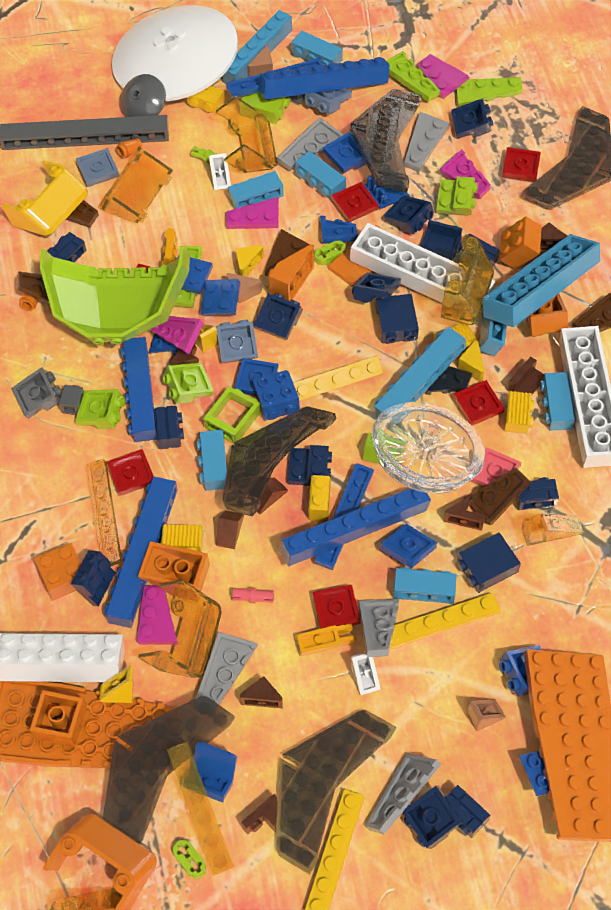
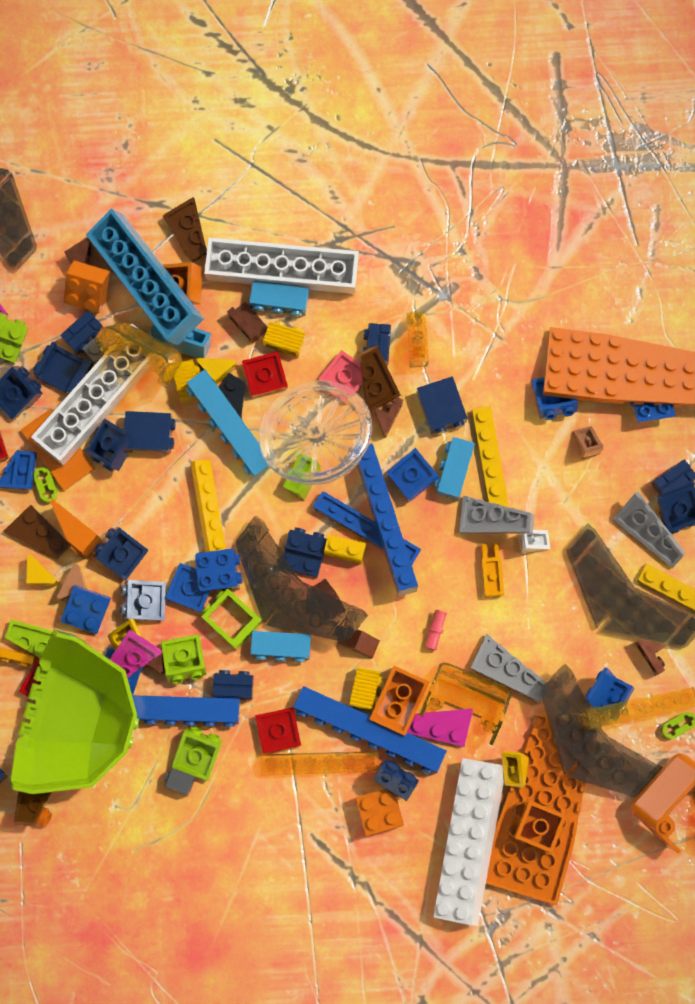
camera: 80 degrees left, 20 degrees up
(37, 392) = (164, 817): dark grey plate -> none
(198, 273) = (40, 632): blue plate -> none
(261, 695) = (538, 637): copper slope -> none
(336, 606) = (462, 554): red plate -> none

